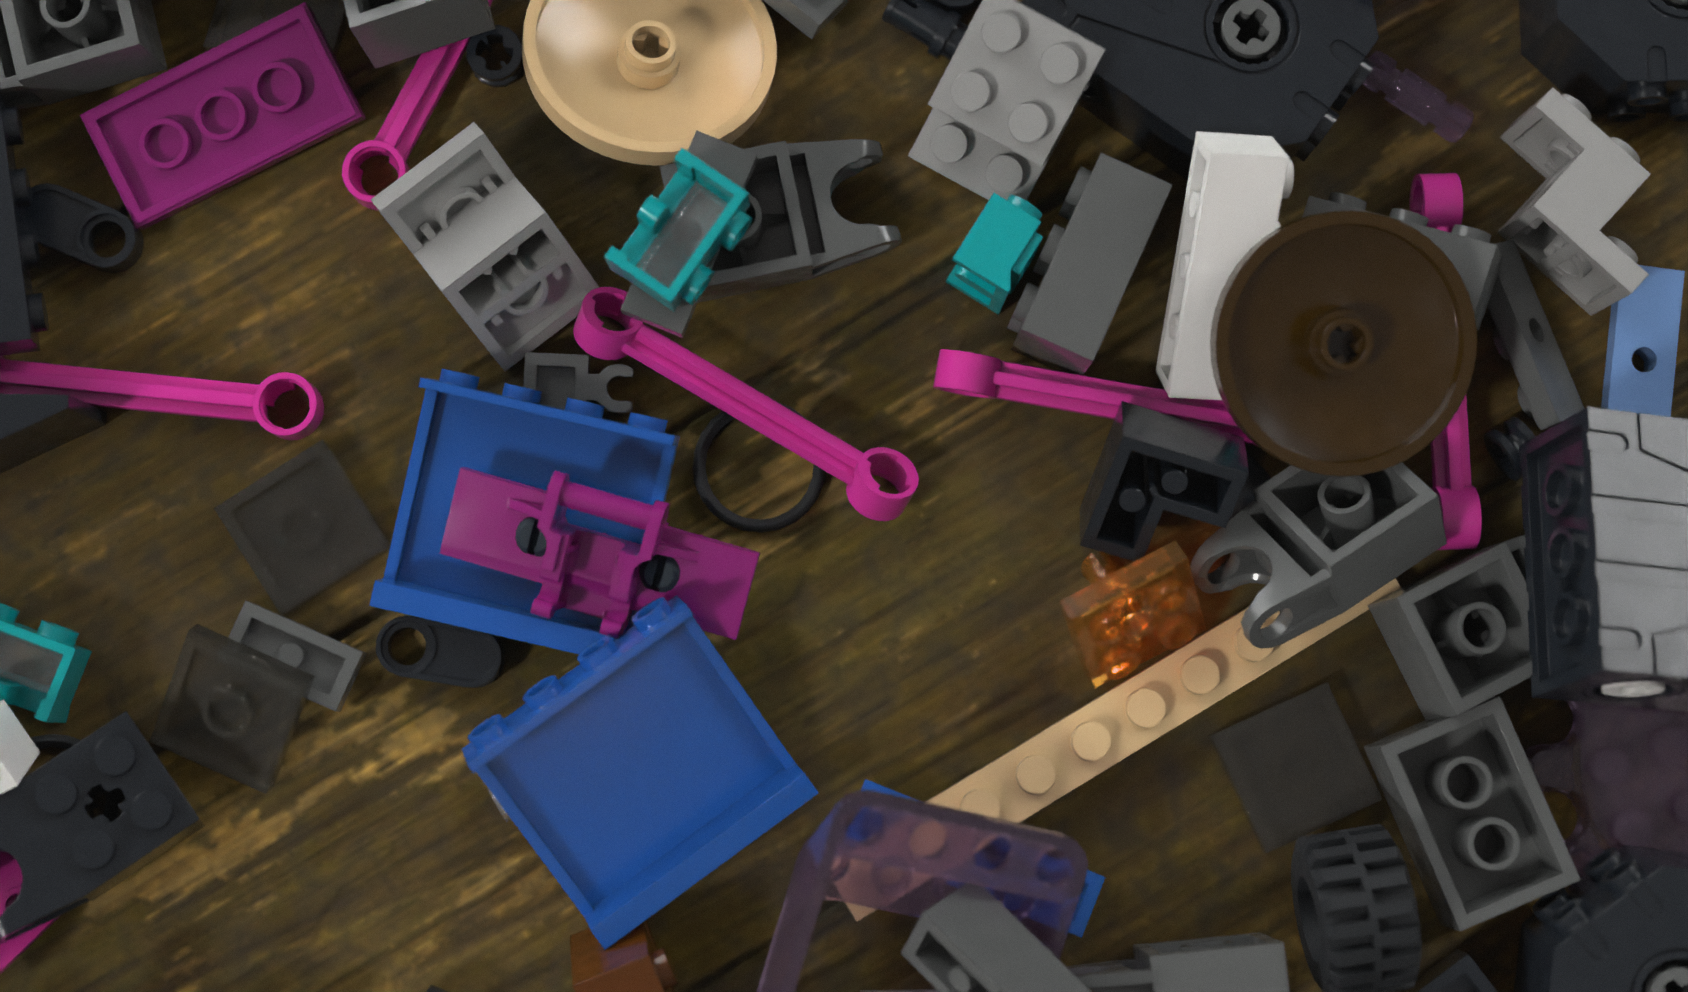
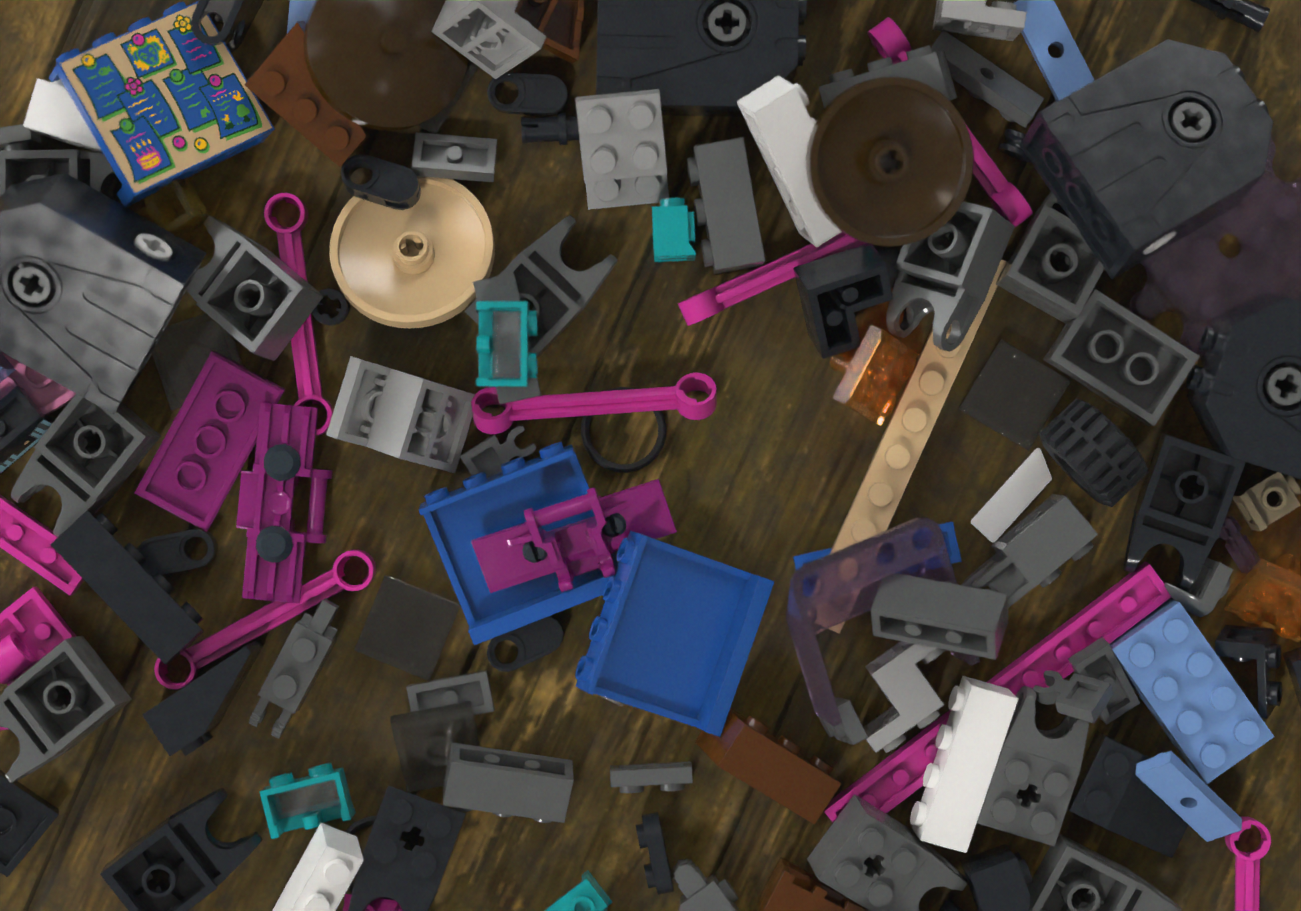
camera: 30 degrees left, 5 degrees up
(123, 477) = (297, 666): none -> dark grey hinge
(238, 238) = (266, 503): none -> magenta piece
(284, 818) = (508, 783): none -> dark grey brick
(457, 927) = (634, 777): none -> dark grey plate
(1204, 900) = (1013, 497): none -> white sticker

